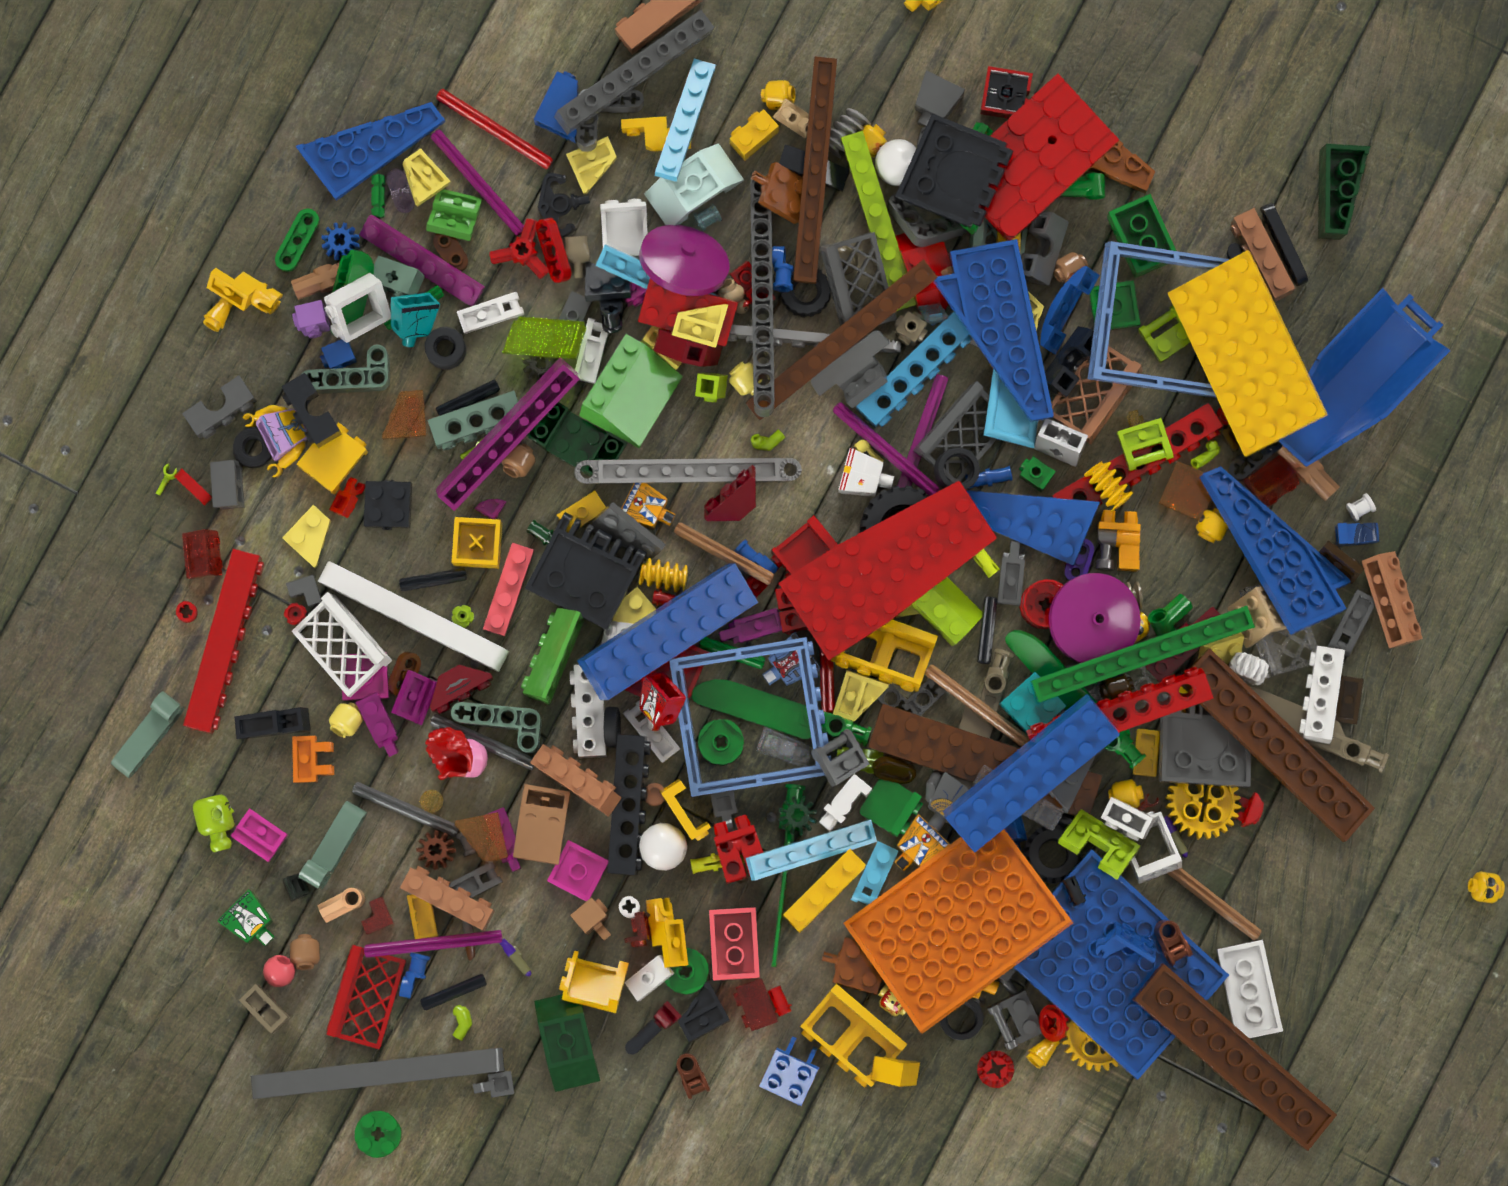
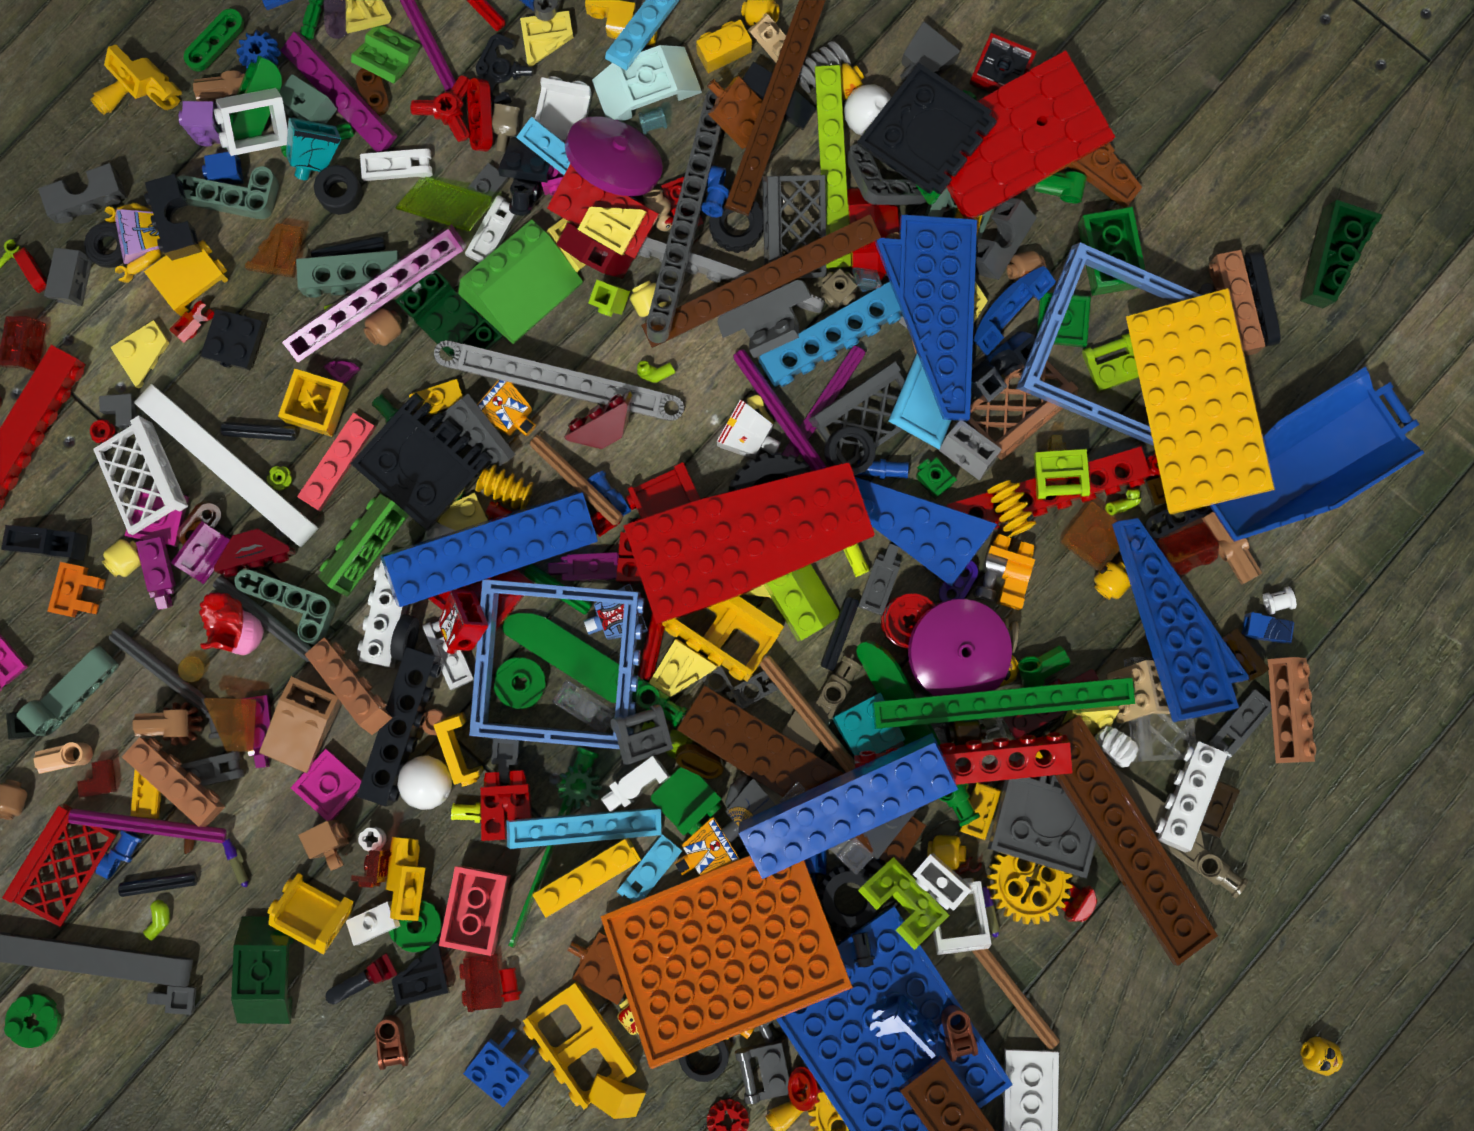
camera: 10 degrees right, 0 degrees up
(430, 850) = (169, 724): none -> medium nougat piece

